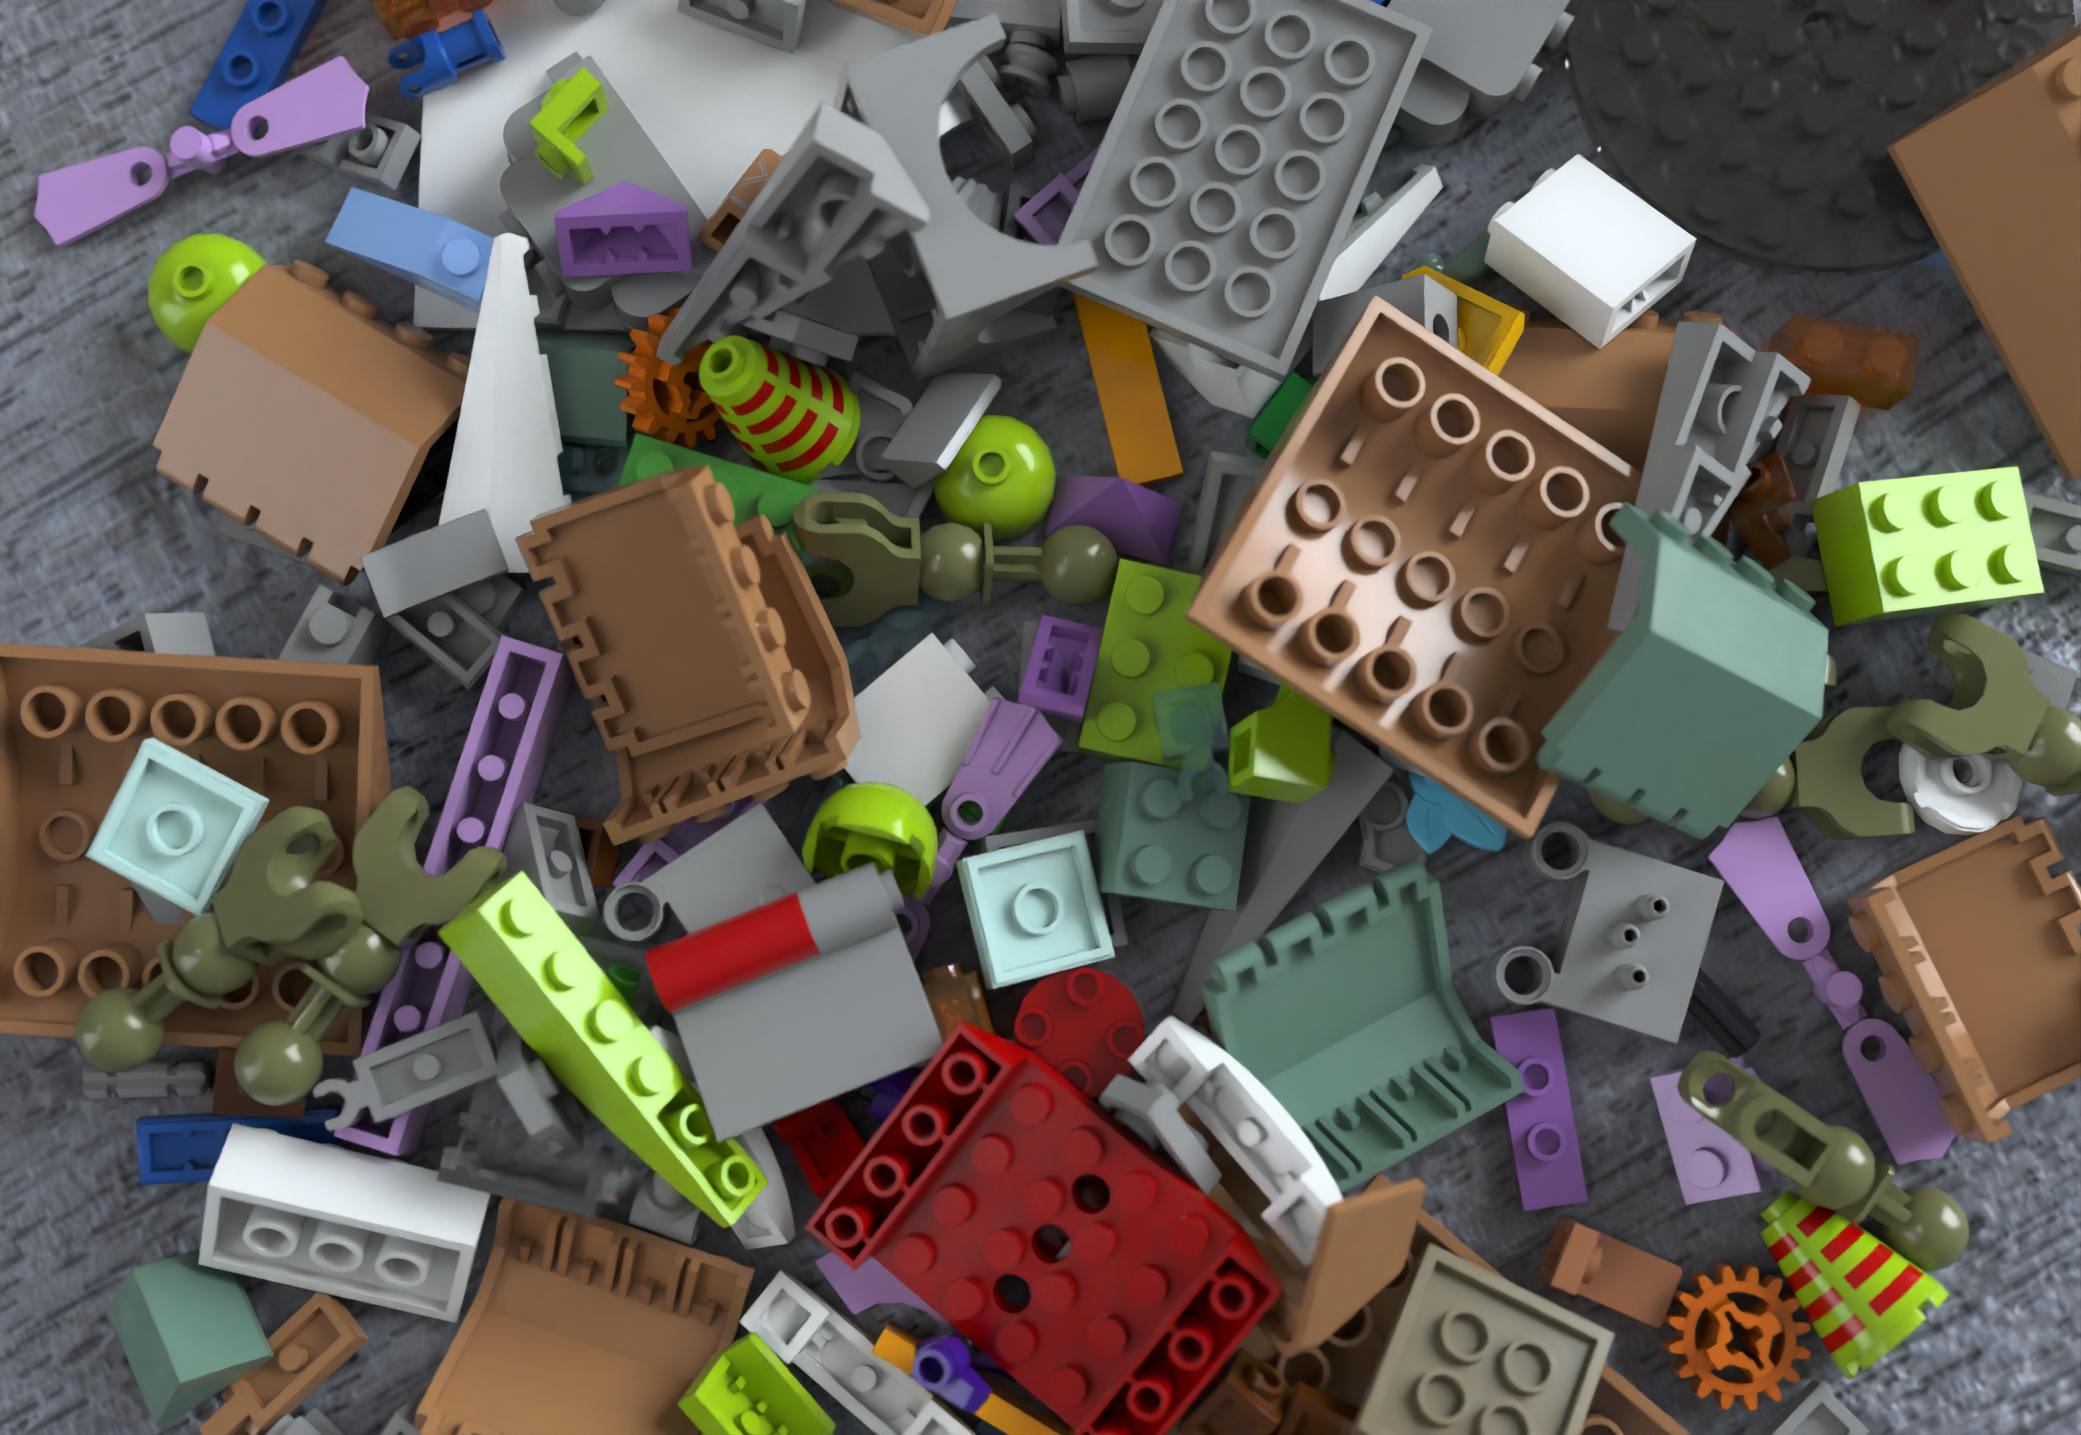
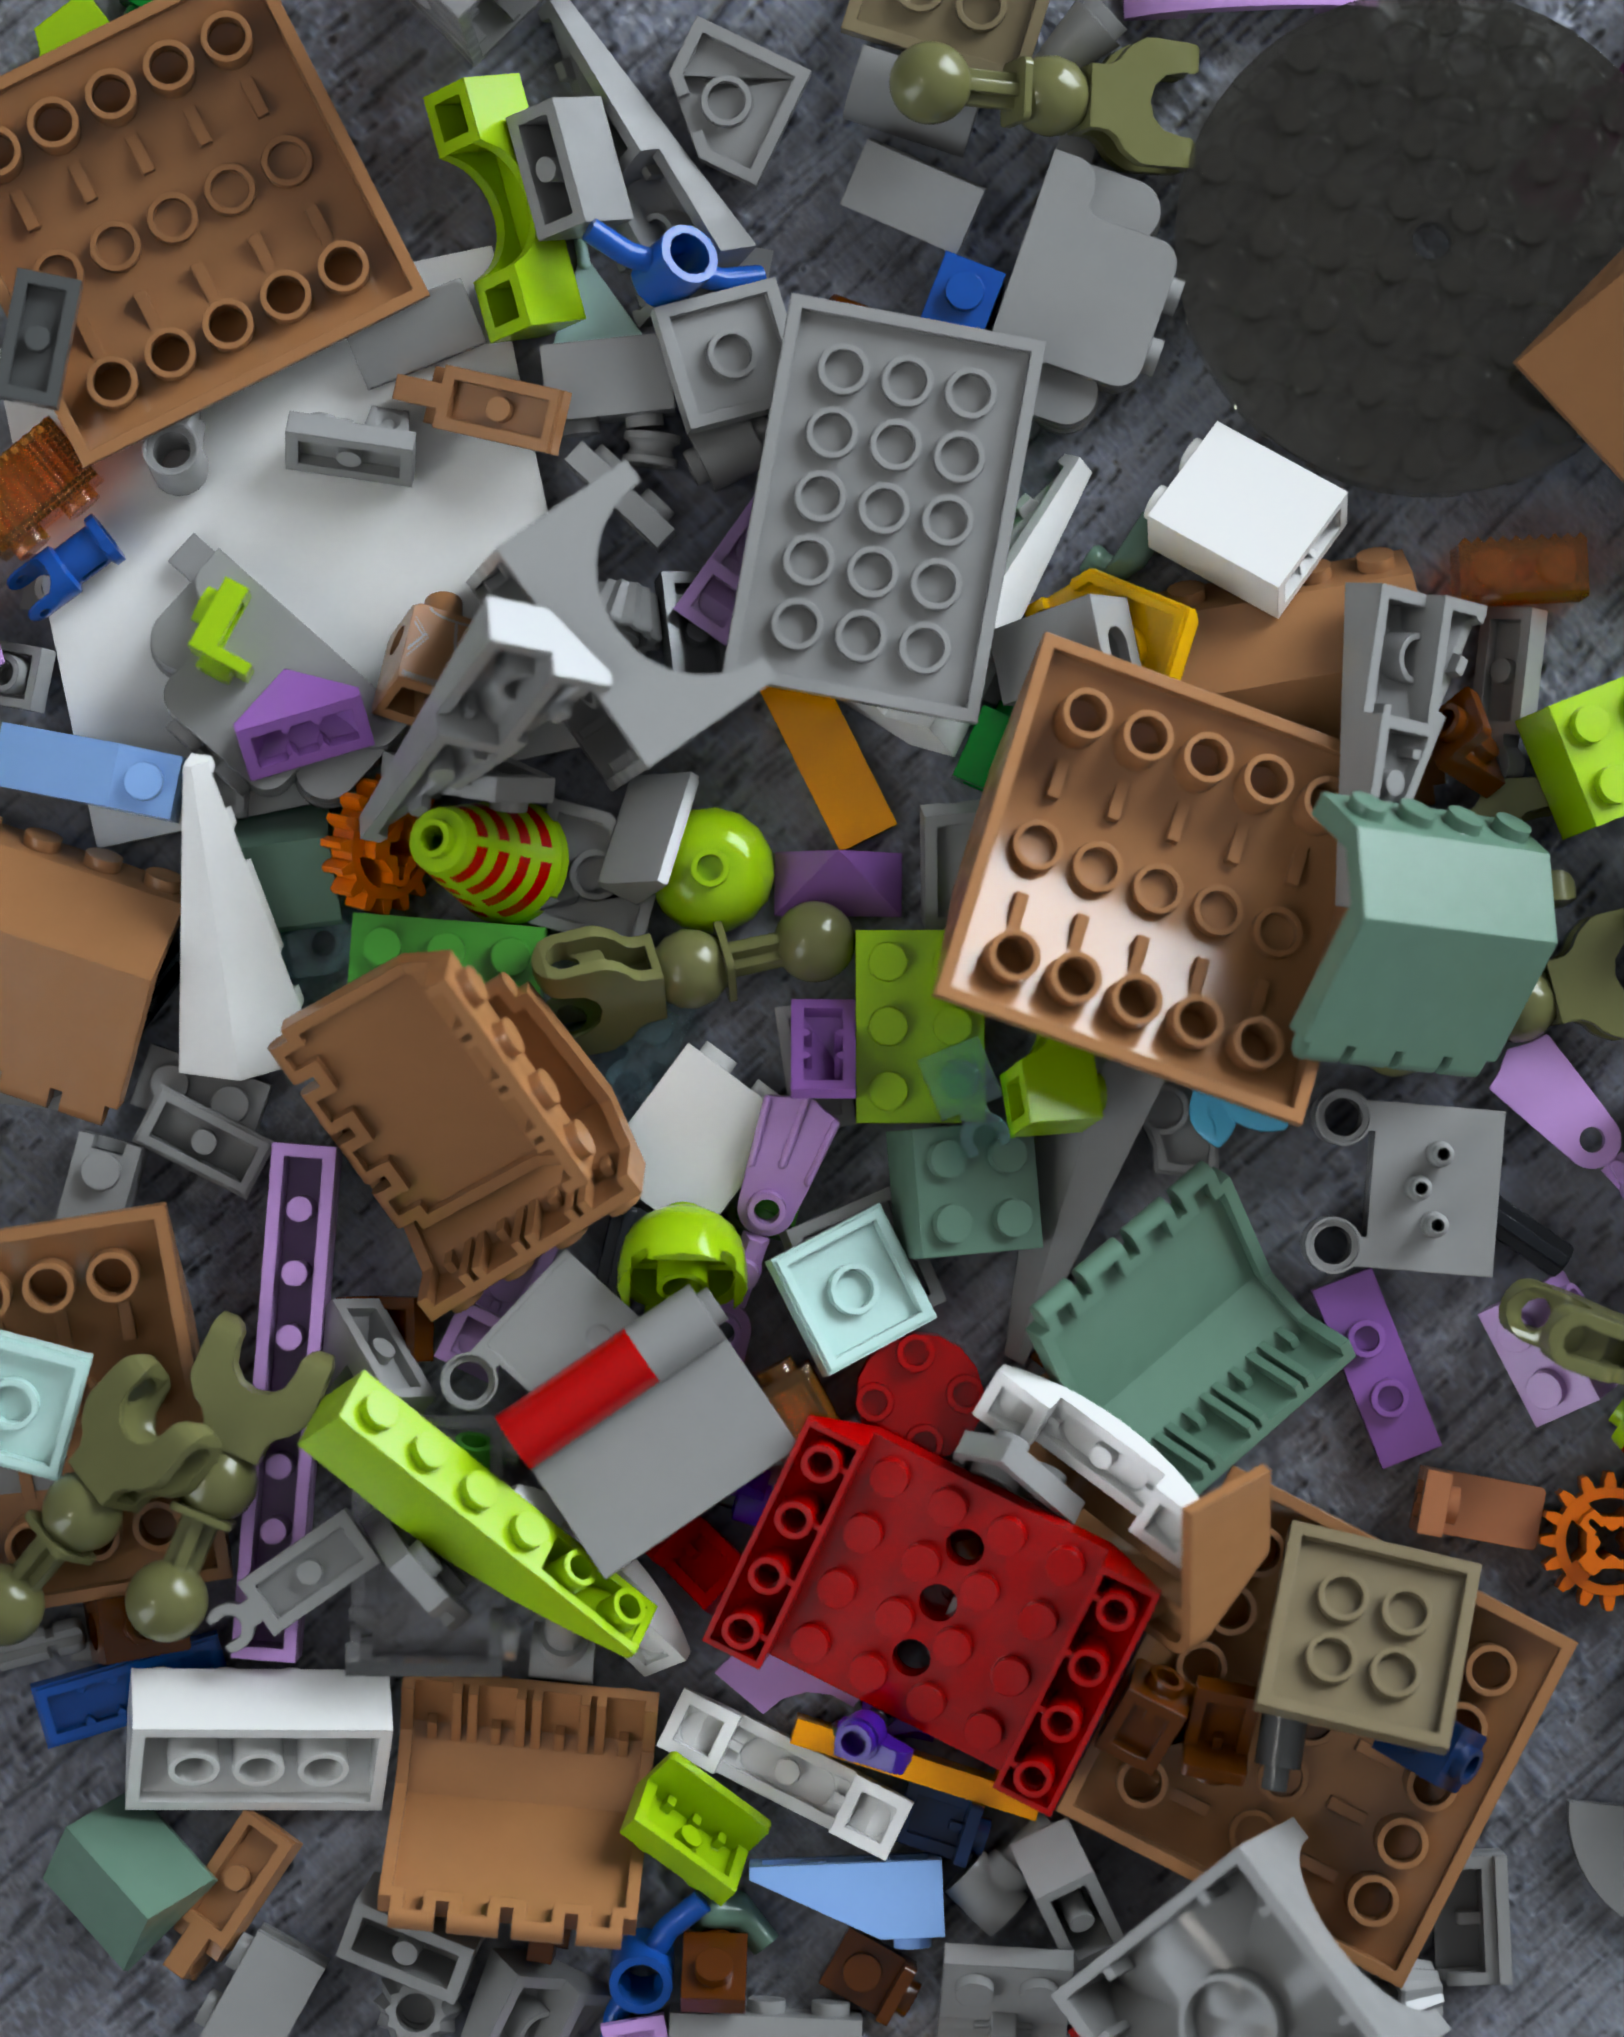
camera: 20 degrees left, 5 degrees up
(434, 563) = (190, 1087): light grey slope -> none

